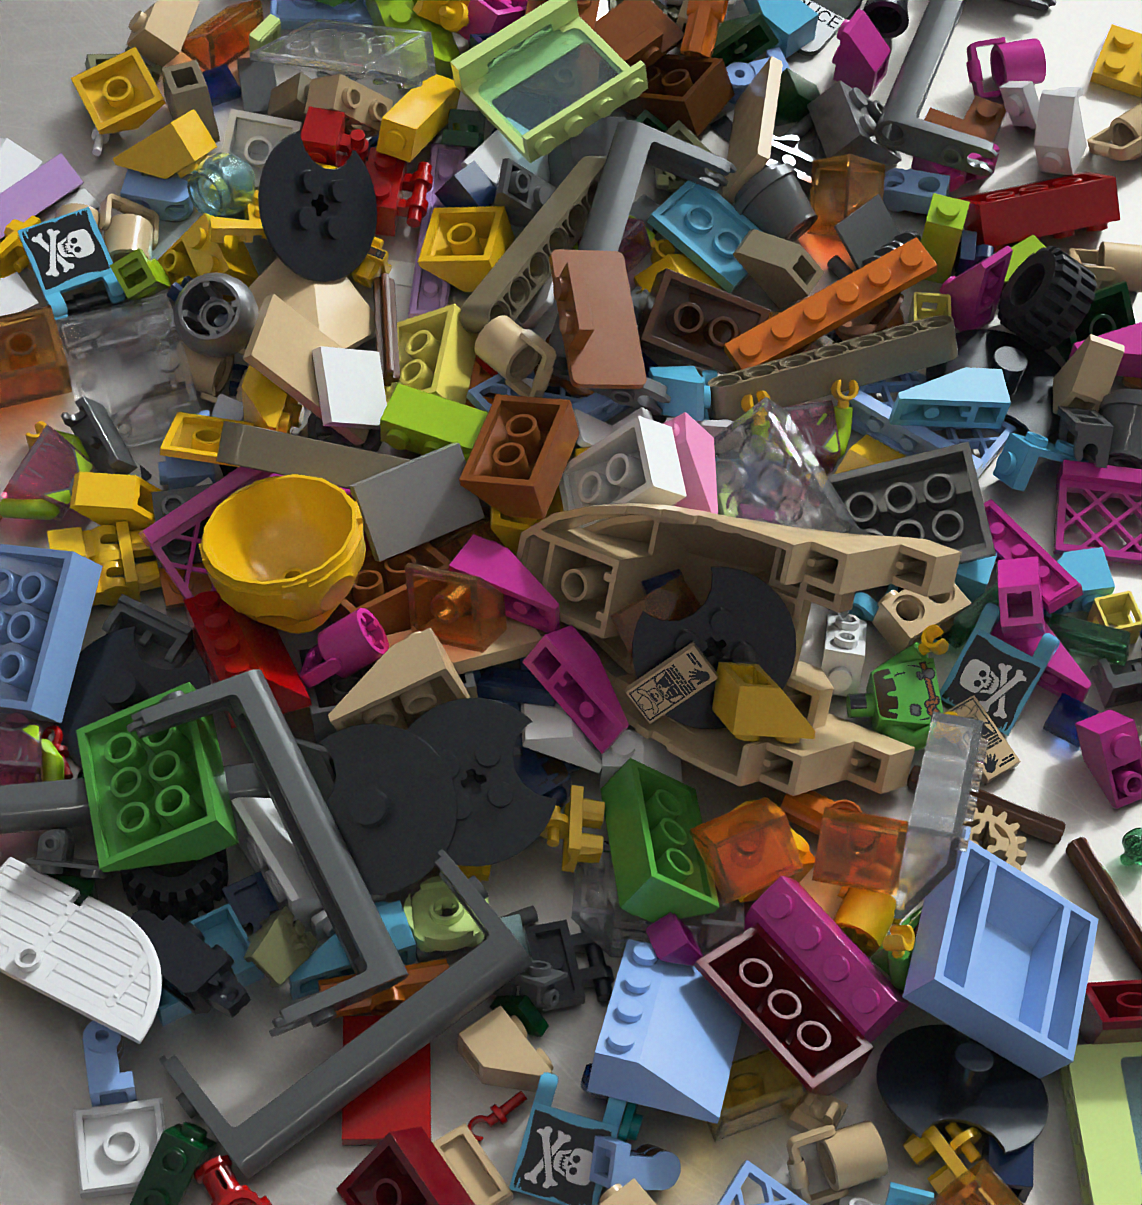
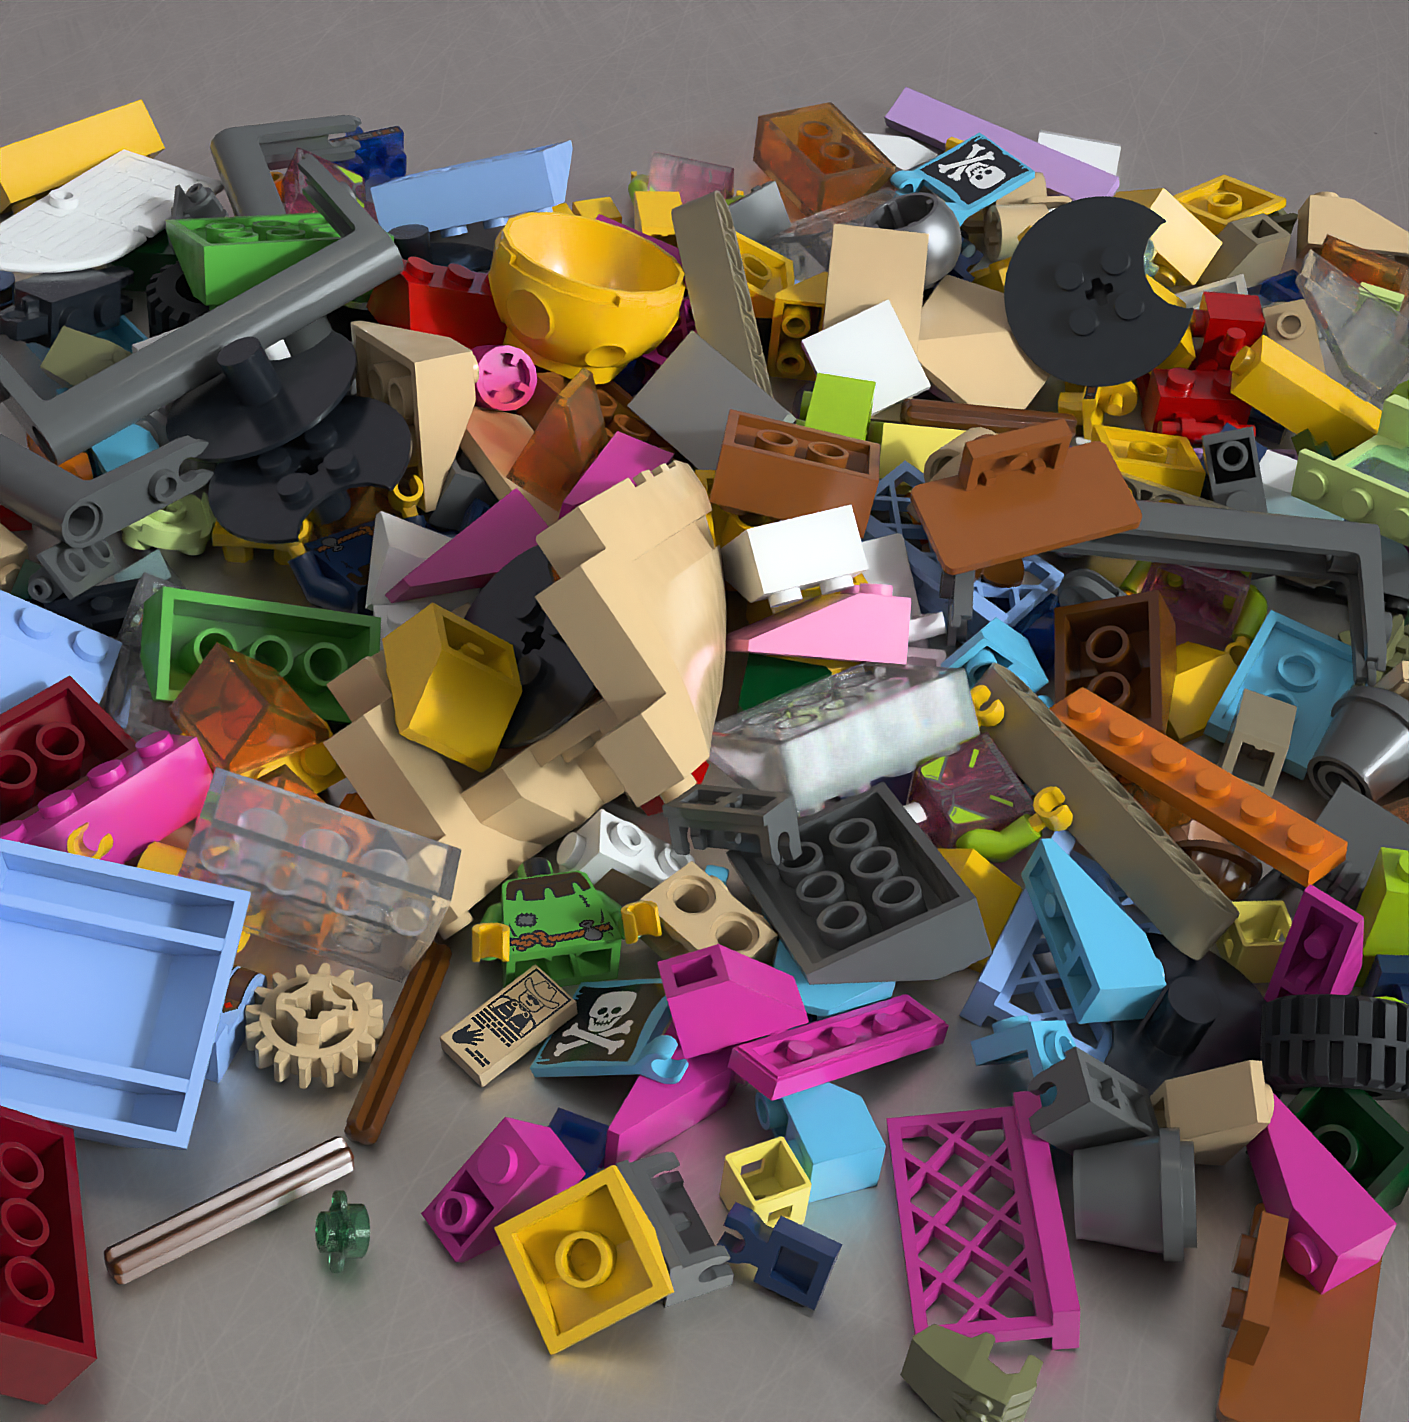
camera: 80 degrees right, 15 degrees down
(139, 275) = (966, 205): lime leg -> none
(568, 826) = (287, 585): yellow hips -> none
(671, 682) = (483, 605): tan tile -> none
(673, 941) = (110, 672): magenta slope -> none
(1091, 639) = (714, 1147): clear green tile -> none

